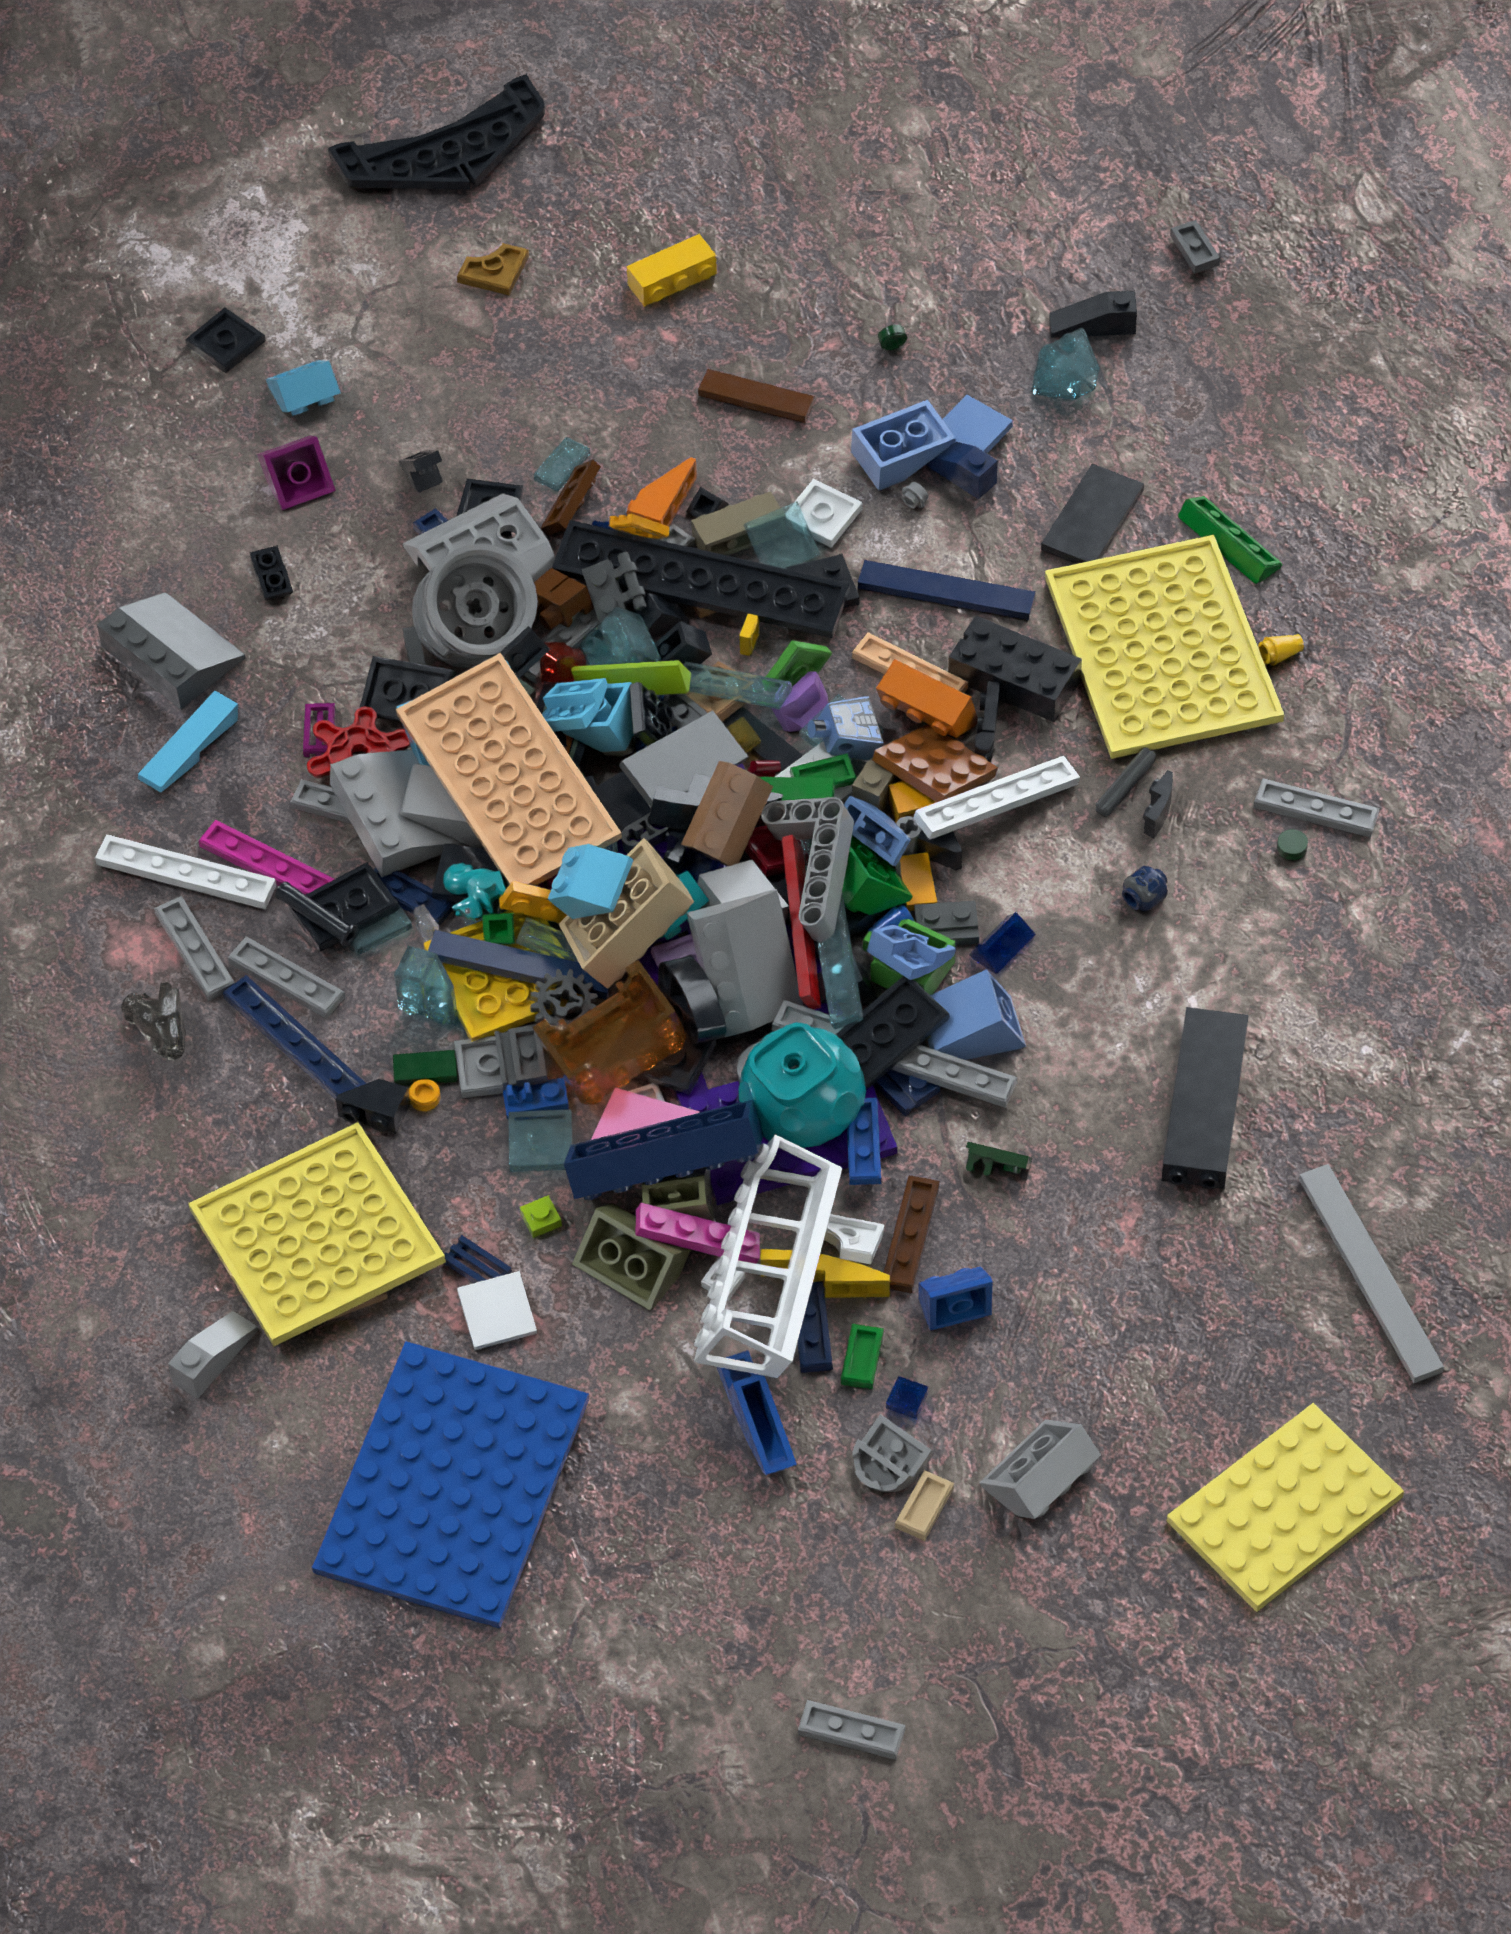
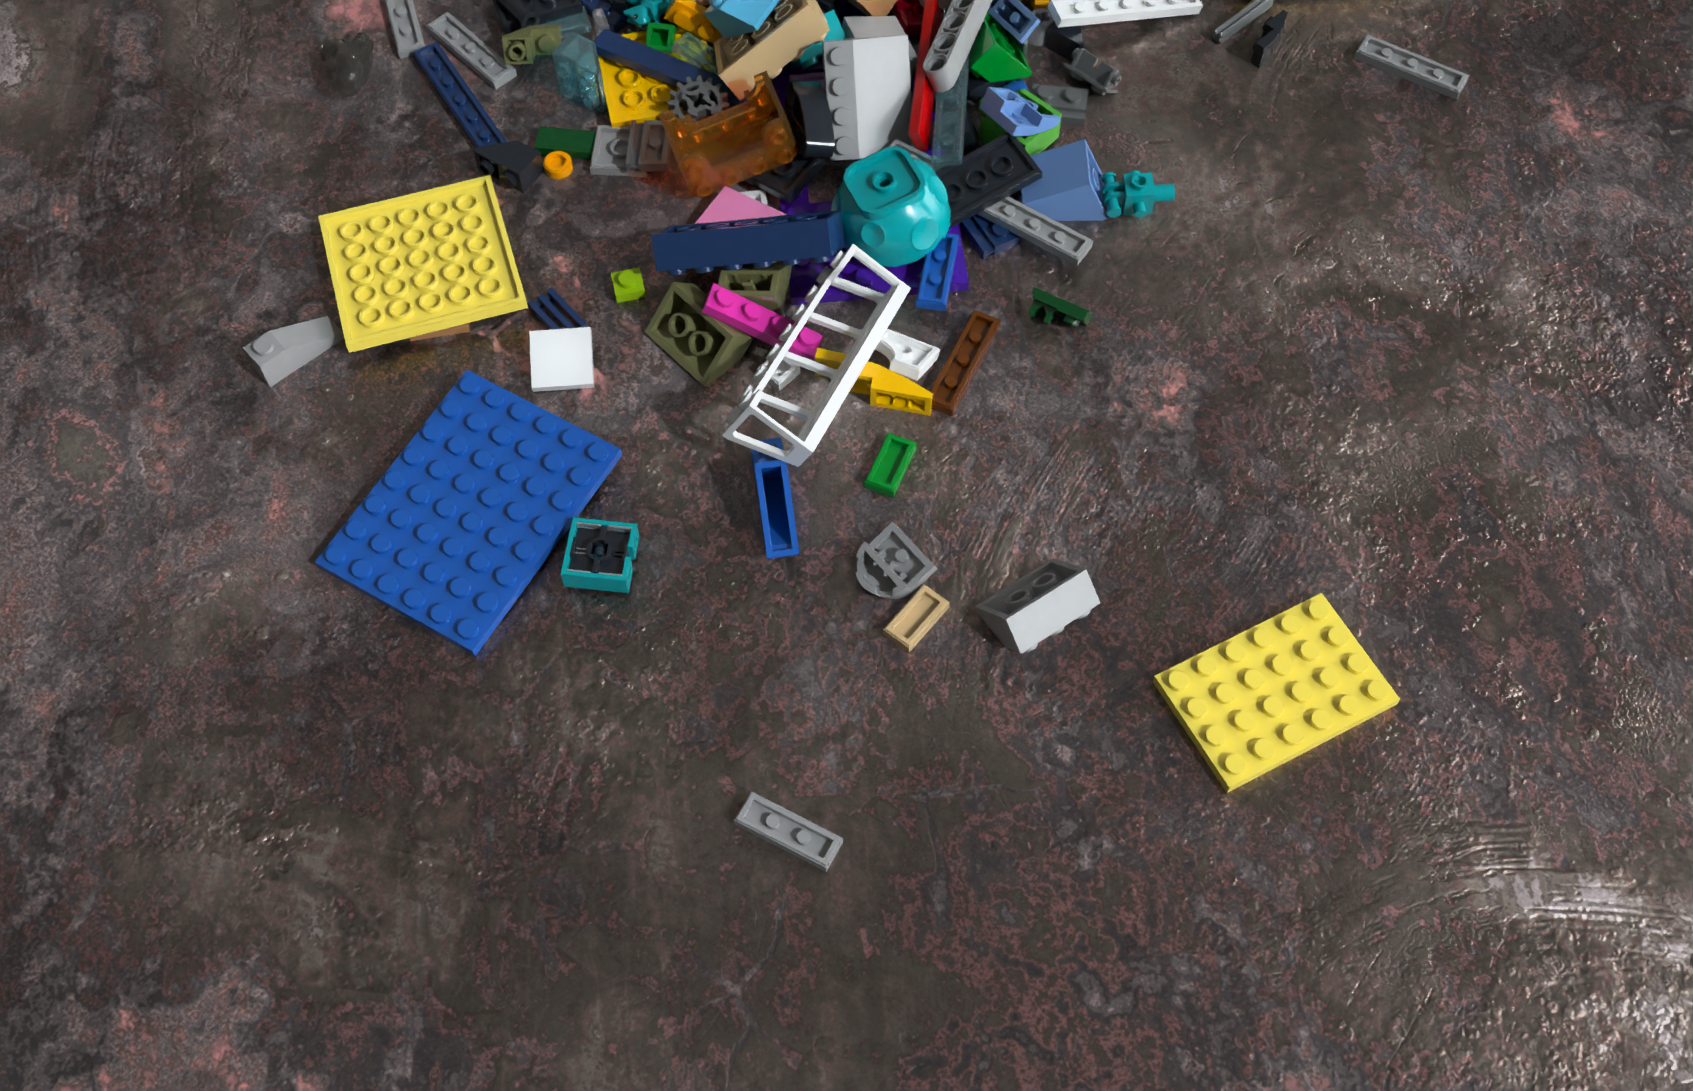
camera: 10 degrees right, 5 degrees up
(355, 956) = (532, 41): none -> olive slope
(536, 1097) = (654, 185): blue plate -> none
(539, 1140) = (644, 216): clear light blue tile -> none
(598, 1504) = (600, 555): none -> piece
(814, 1338) = (850, 431): dark blue tile -> none
(907, 1397) = (923, 511): clear blue plate -> none
(918, 879) = (1041, 62): light orange tile -> none
(956, 1297) = (991, 427): blue slope -> none
(965, 878) = (1084, 69): none -> dark grey hinge
(1003, 943) = (1106, 128): clear blue slope -> none
(1049, 1014) = (1134, 194): none -> teal piece
(1145, 888) = (1243, 104): dark blue head -> none
(1205, 1098) = (1265, 292): black brick -> none
(1292, 844) = (1384, 92): tile -> none
(1371, 1273) = (1400, 483): light grey tile -> none

